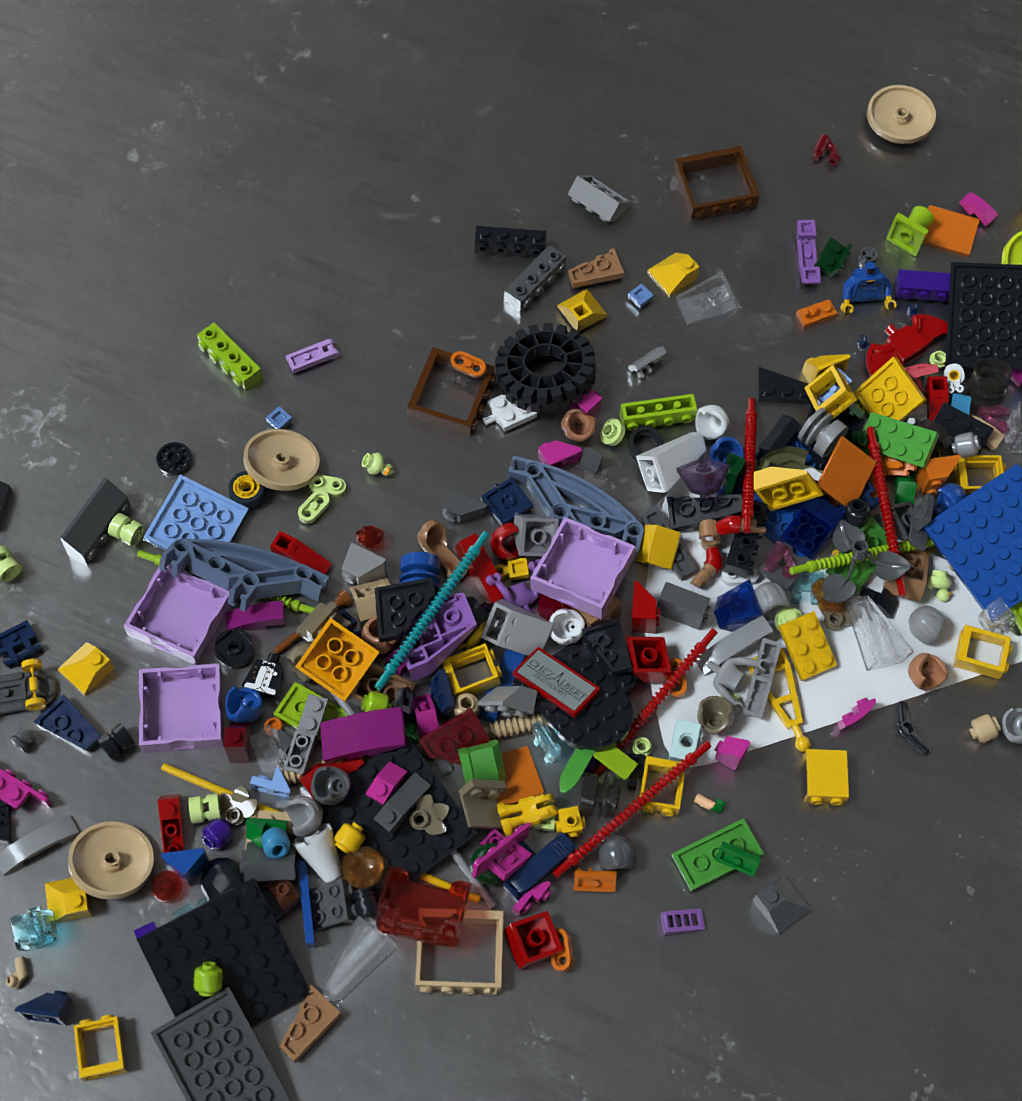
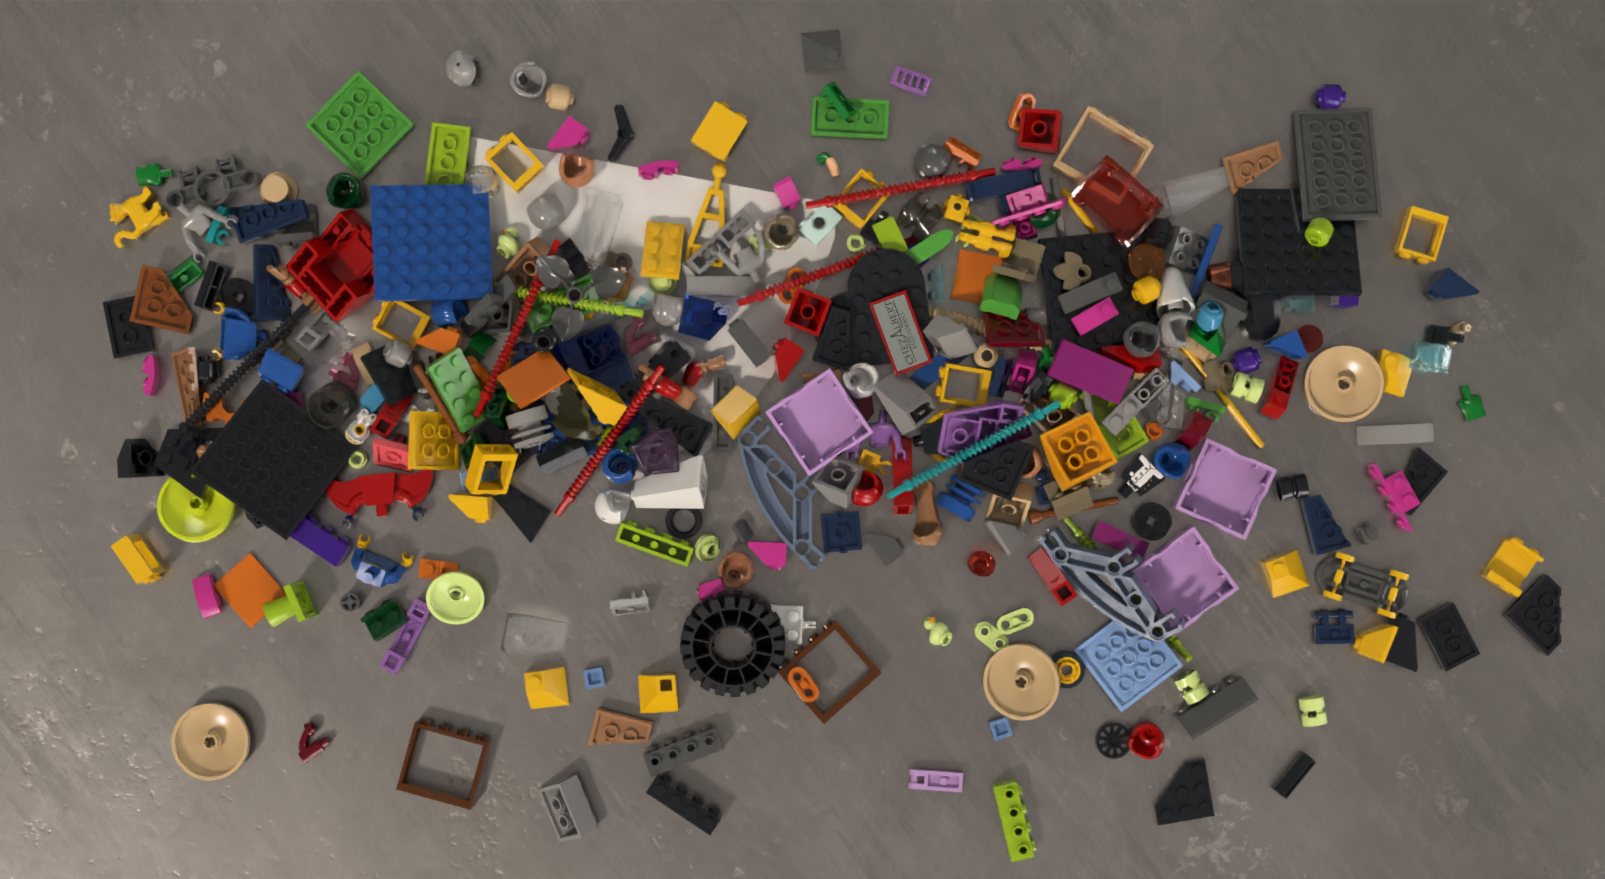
camera: 150 degrees left, 25 degrees up
(31, 958) = (1442, 335): none -> black plate
(86, 446) = (1186, 795): none -> black plate
(144, 467) = (1146, 740): none -> red piece
(244, 770) = (1197, 404): none -> bright green plate
(790, 295) = (451, 606): none -> yellowish green dish
(941, 430) = (457, 436): none -> dark orange piece
(952, 701) = (569, 136): none -> dark pink slope

